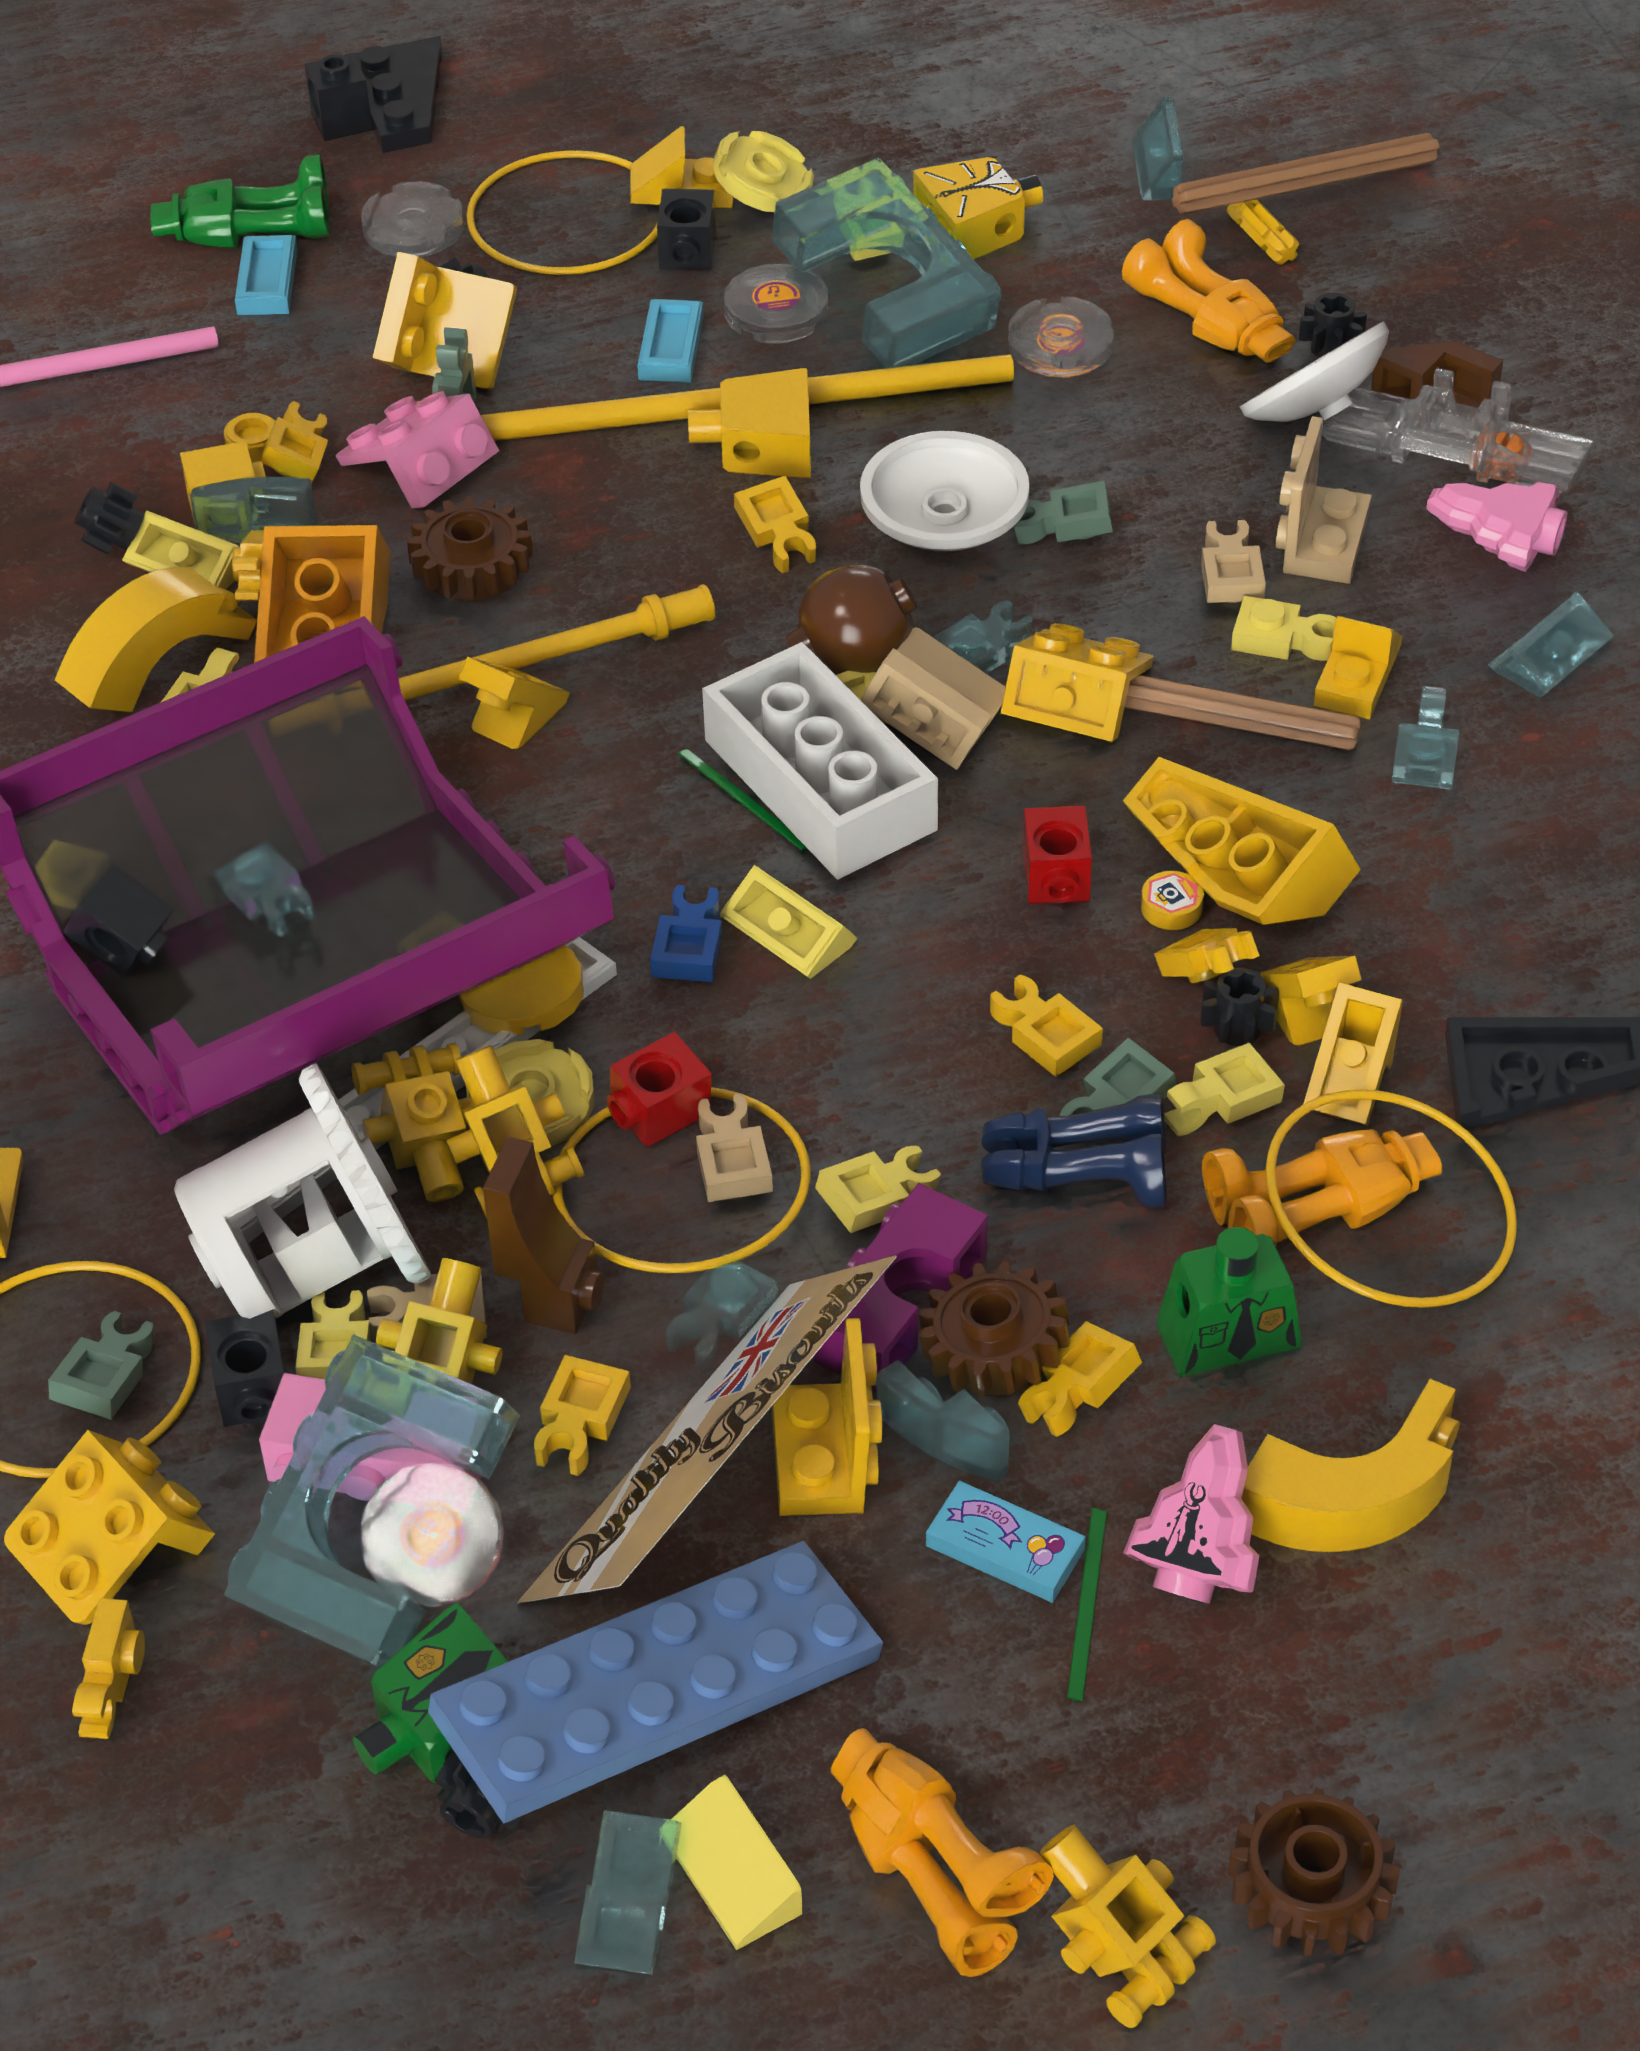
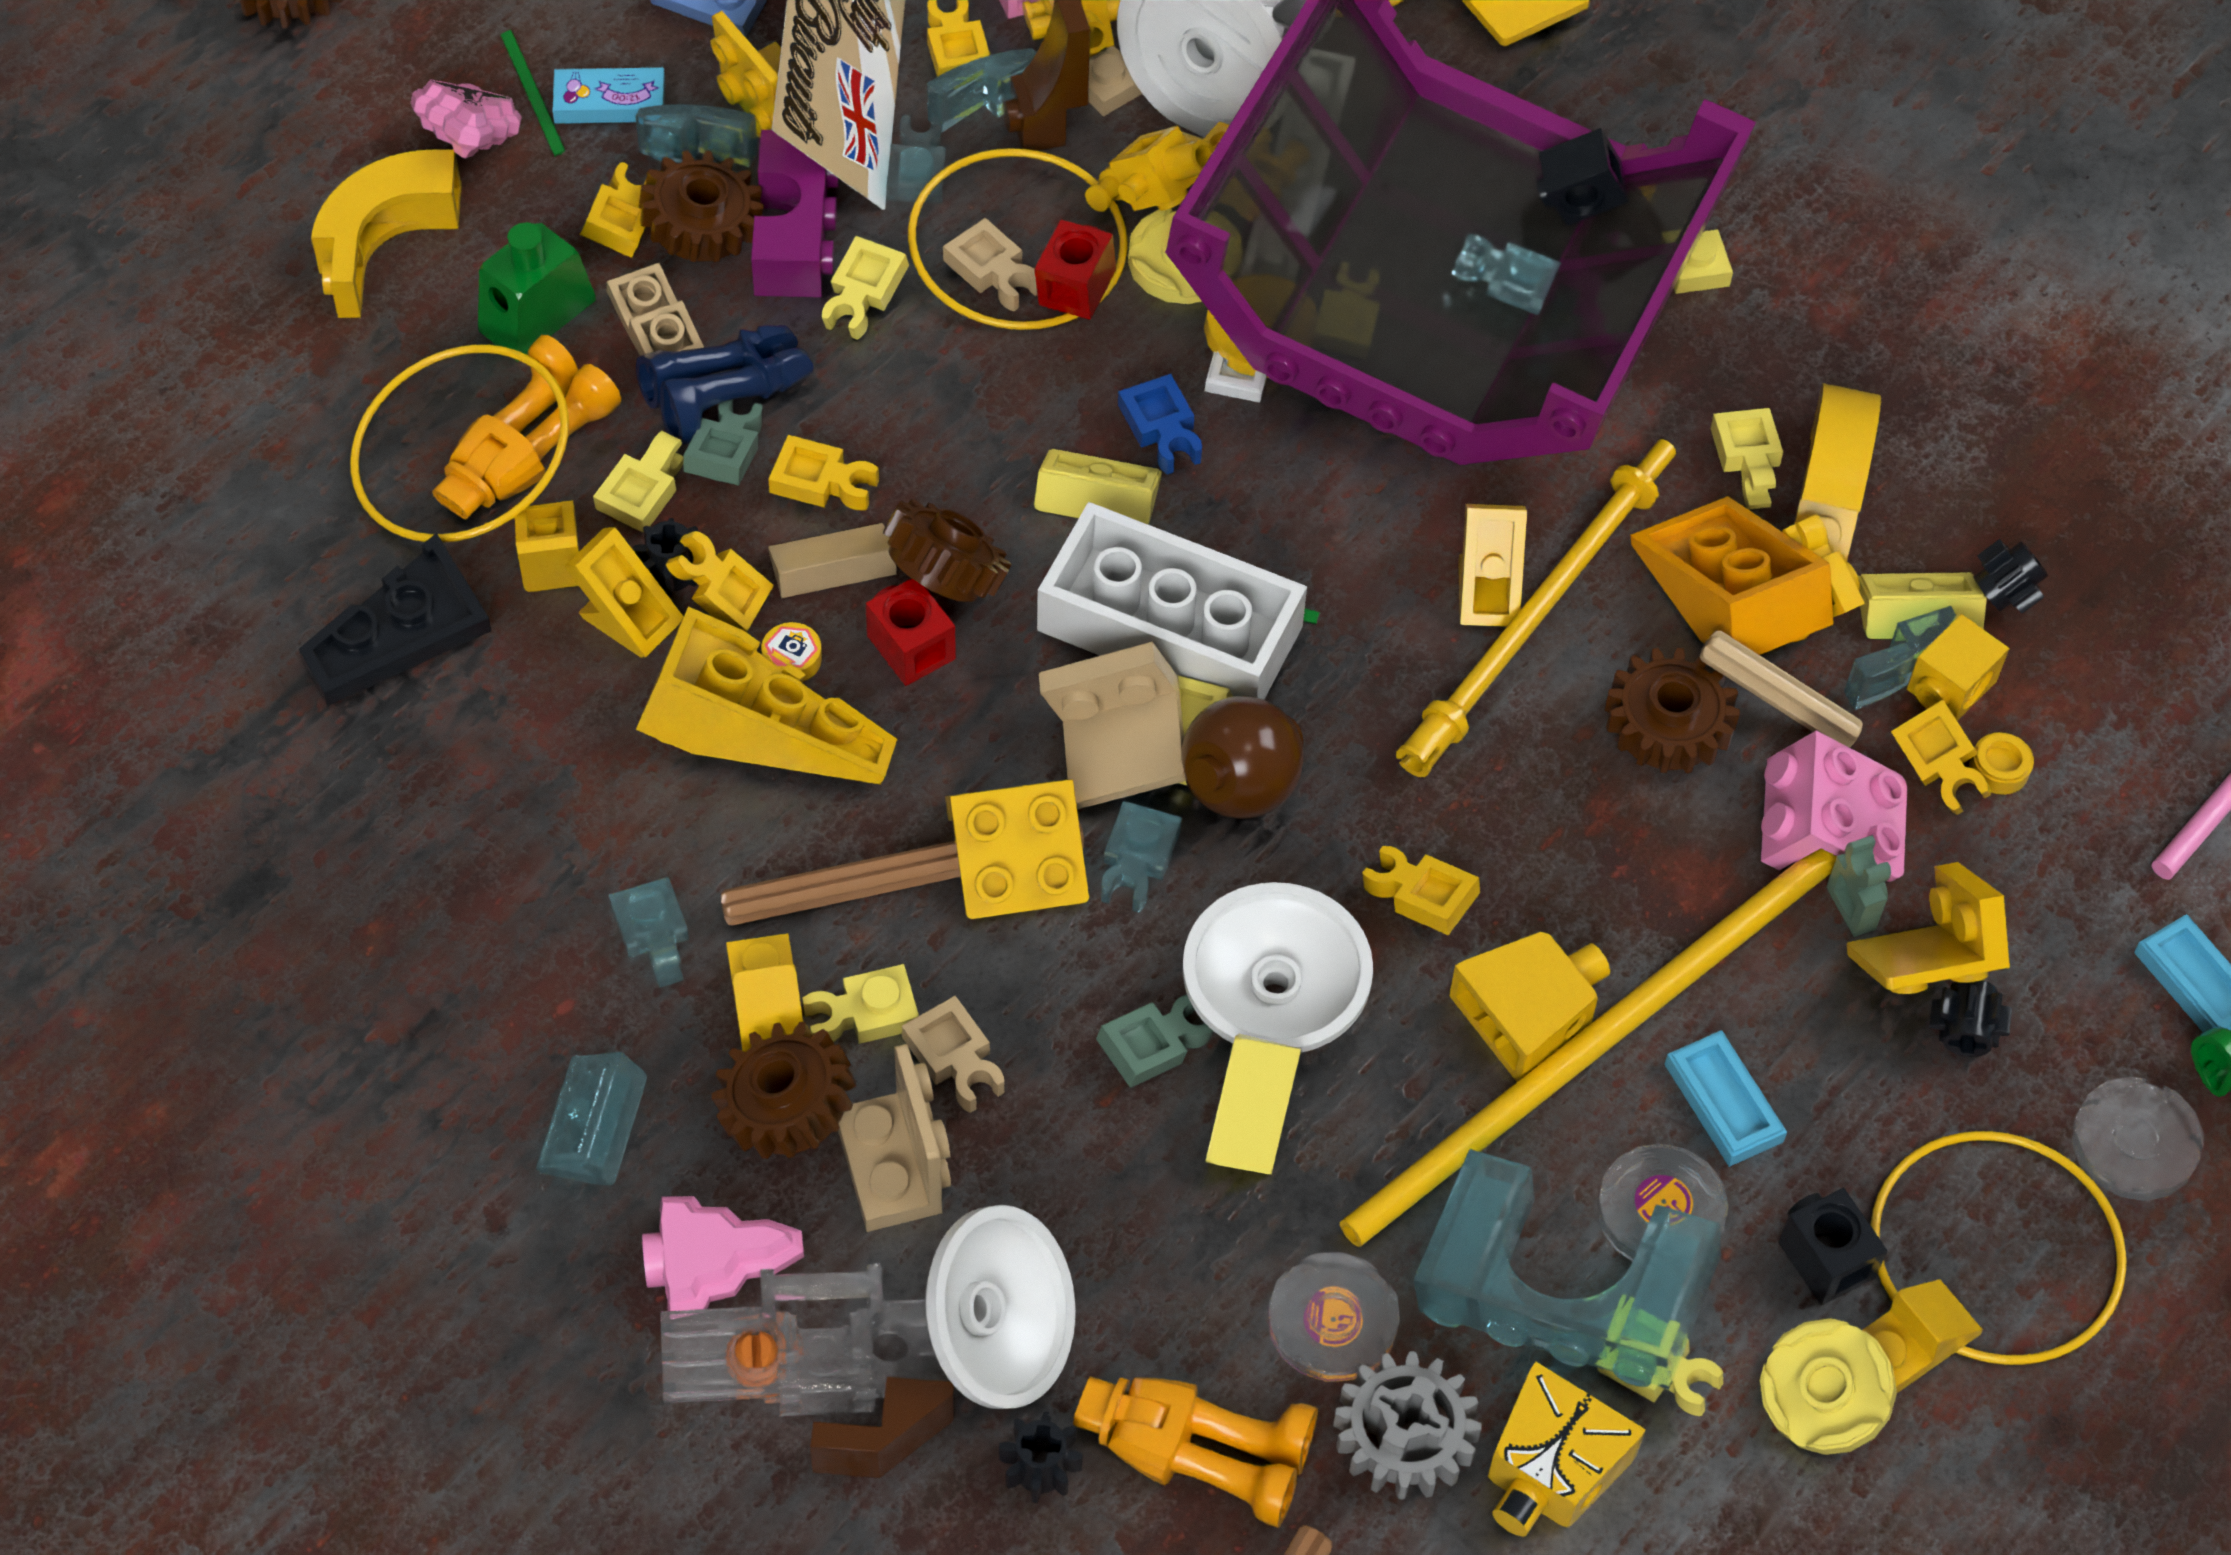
camera: 145 degrees right, 10 degrees up
(371, 510) = (1779, 689): none -> tan axle
(617, 1338) = (975, 85): none -> clear light blue slope
(986, 876) = (945, 551): none -> reddish brown gear
(1035, 433) = (1253, 1104): none -> light yellow slope
(1063, 253) = (1385, 1403): none -> light grey gear
(1083, 954) = (831, 560): none -> tan slope
(1111, 1257) = (652, 312): none -> tan slope
(1389, 573) = (784, 1091): none -> reddish brown gear

